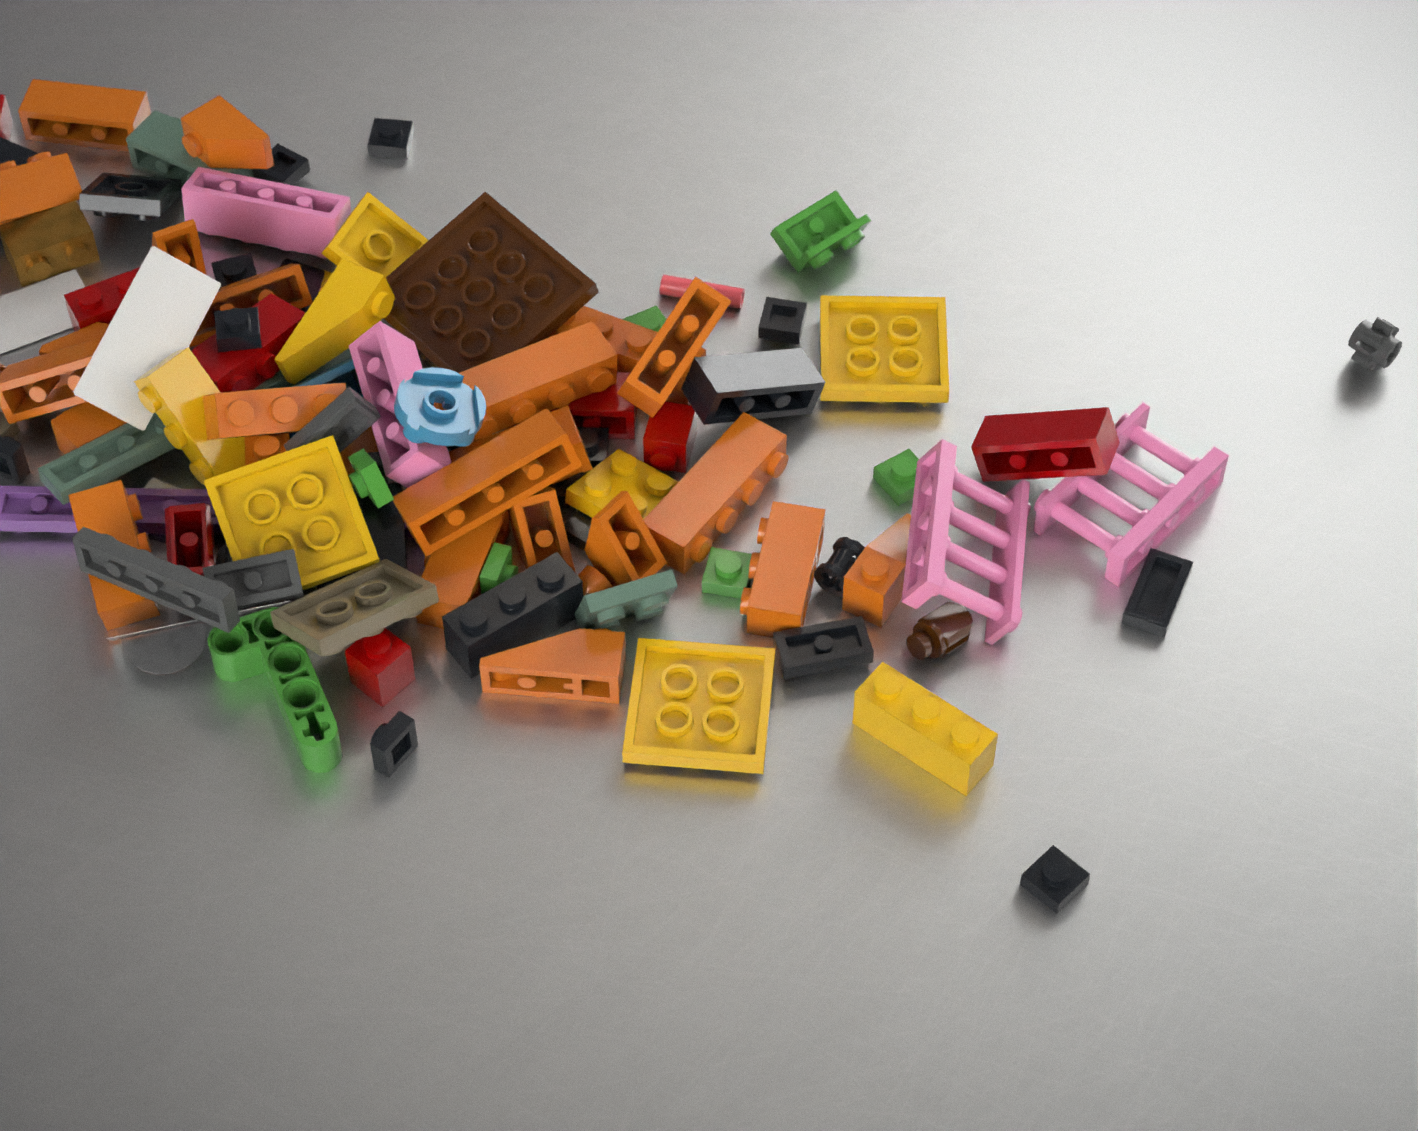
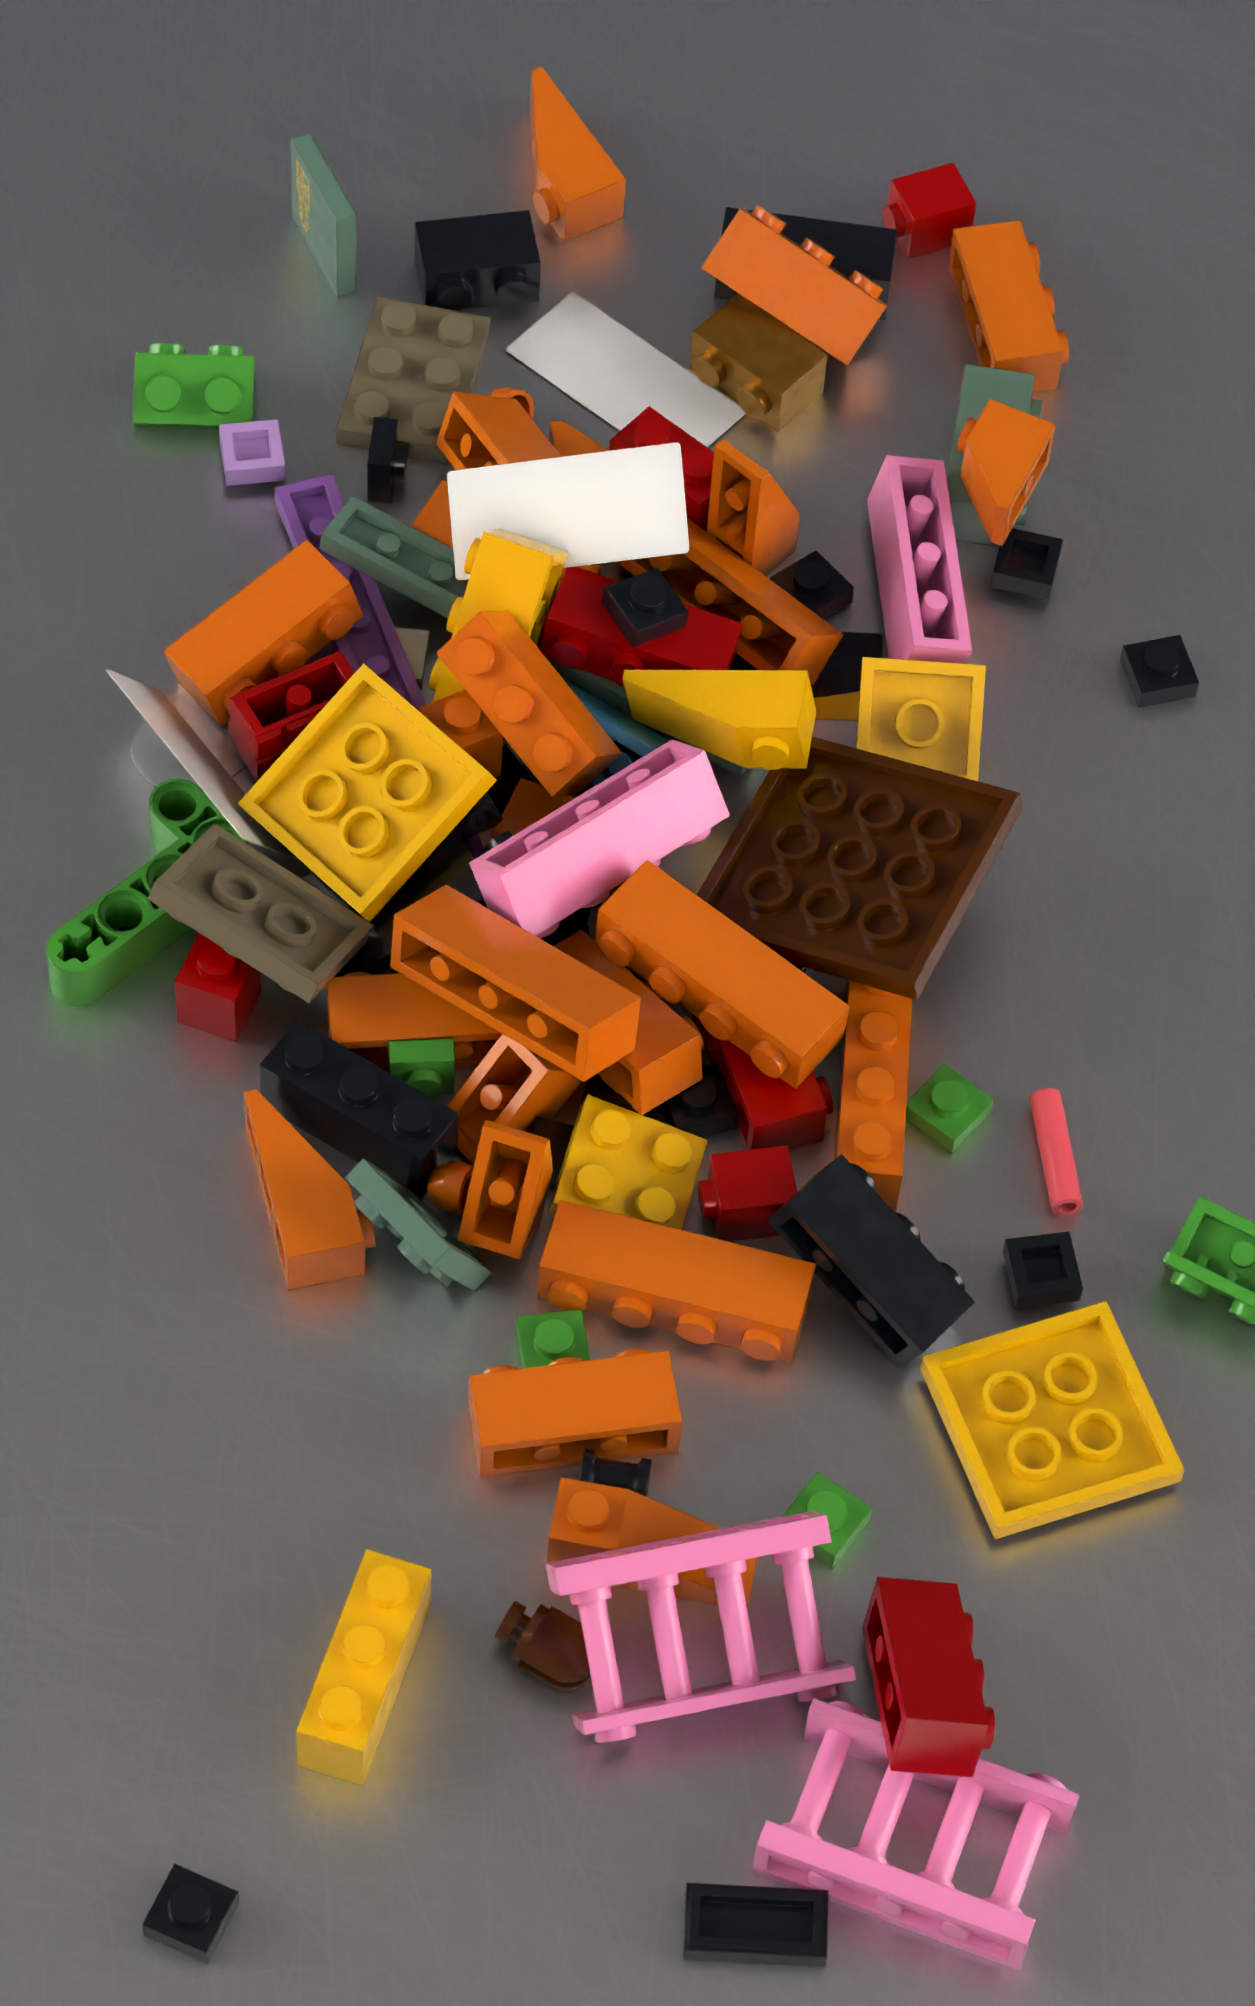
camera: 65 degrees right, 5 degrees up
(130, 194) = (876, 408): black plate -> none
(156, 579) = (198, 698): dark grey plate -> none
(260, 578) = (253, 787): dark grey plate -> none
(343, 418) = (523, 773): dark grey plate -> none
(368, 479) = (454, 844): bright green plate -> none
(393, 743) = (105, 1047): black plate -> none
(428, 424) = (588, 837): dark azure plate -> none
(674, 347) = (840, 1119): orange brick -> none
(699, 706) = (306, 1381): yellow plate -> none
(823, 647) = (464, 1502): black plate -> none

